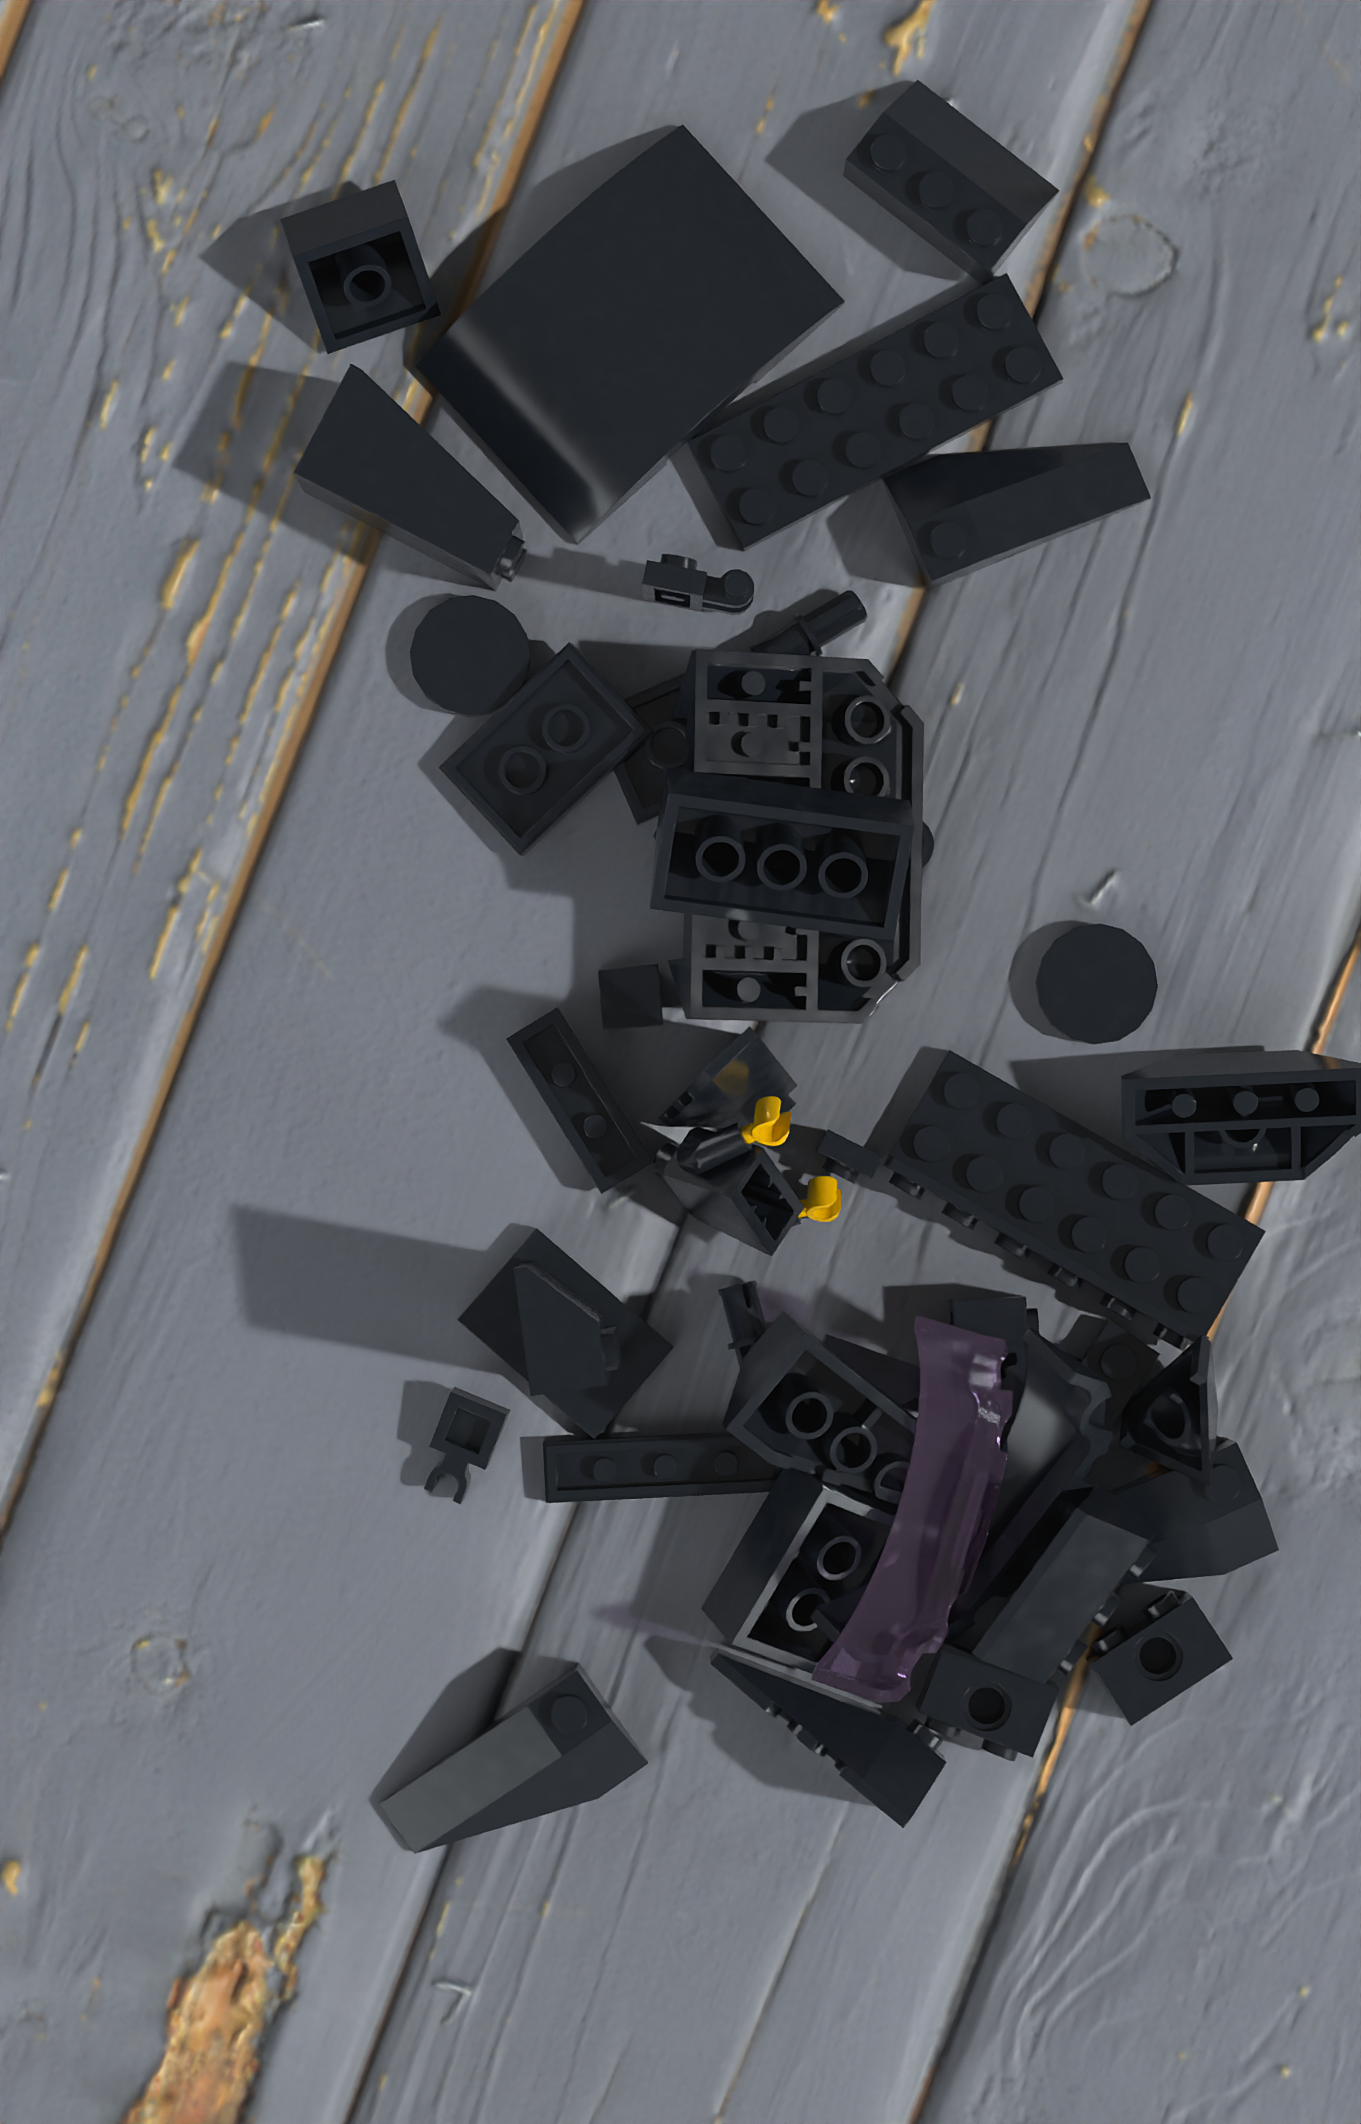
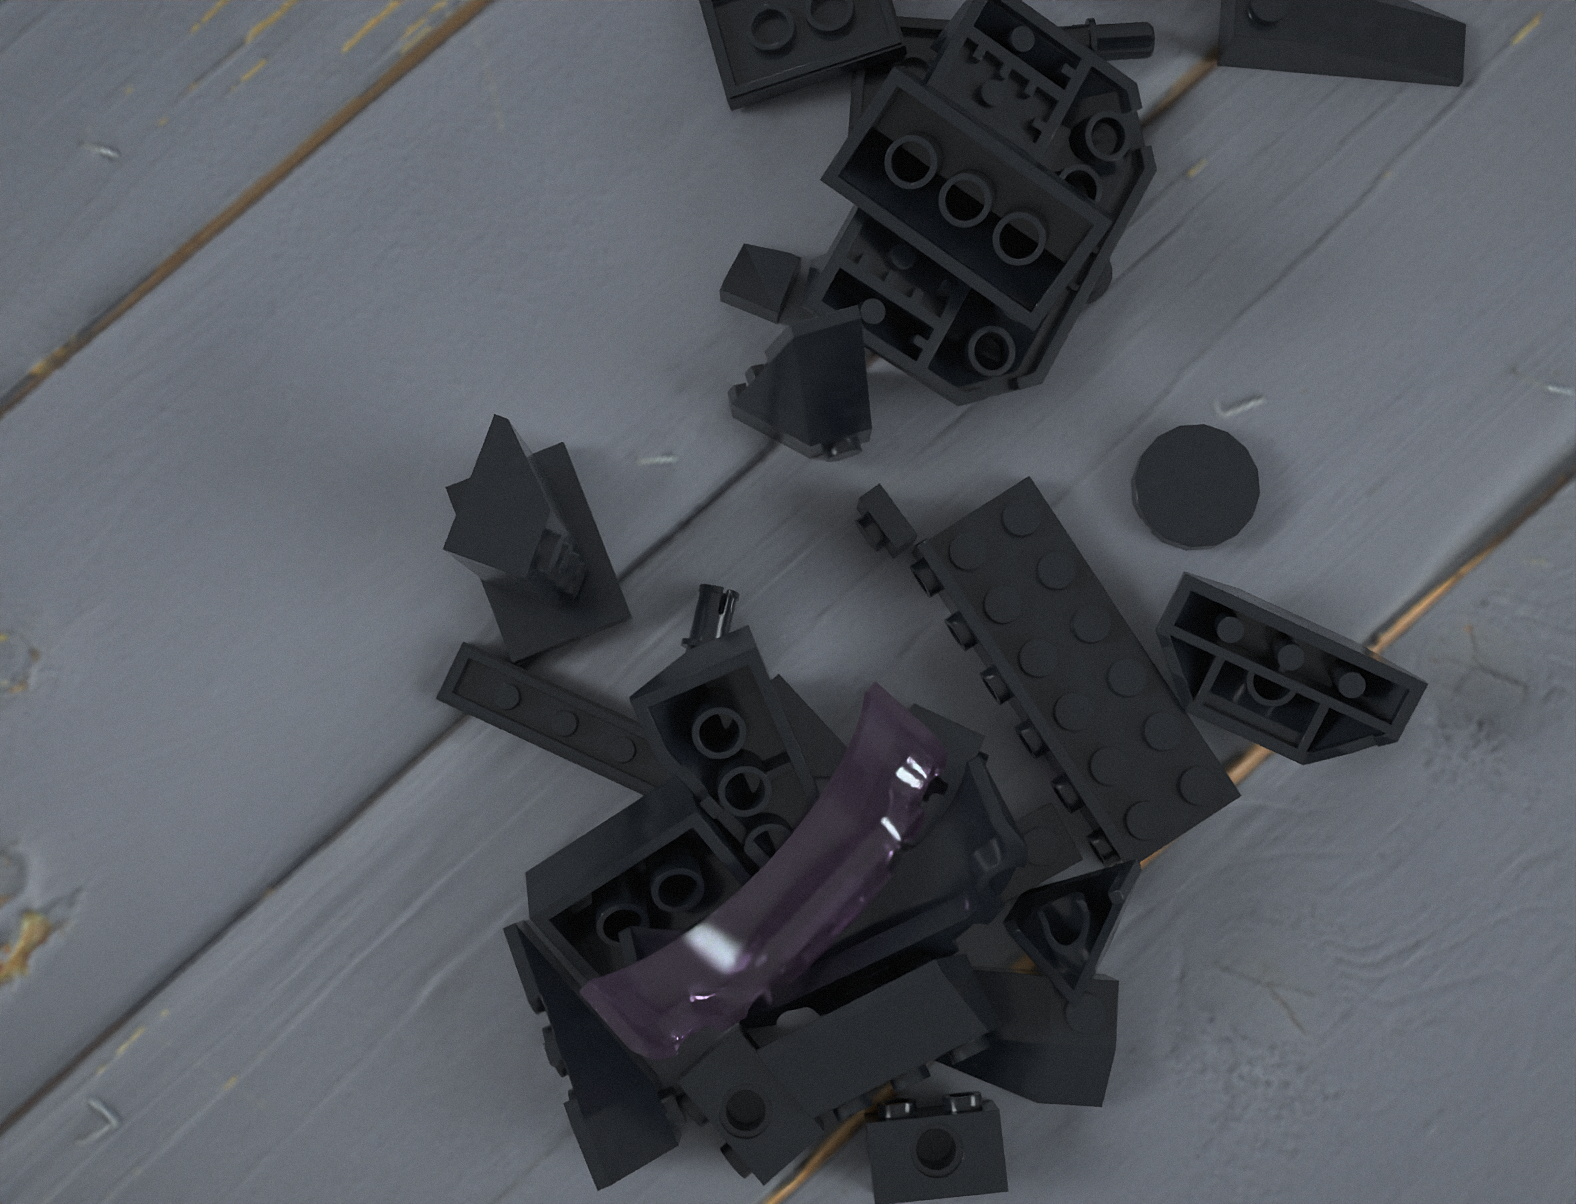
camera: 25 degrees right, 5 degrees down
(467, 1436) = (397, 599): black plate -> none
(532, 1761) = (290, 936): black wedge -> none
(579, 1100) = (664, 347): black plate -> none
(737, 1184) = (766, 491): black torso -> none

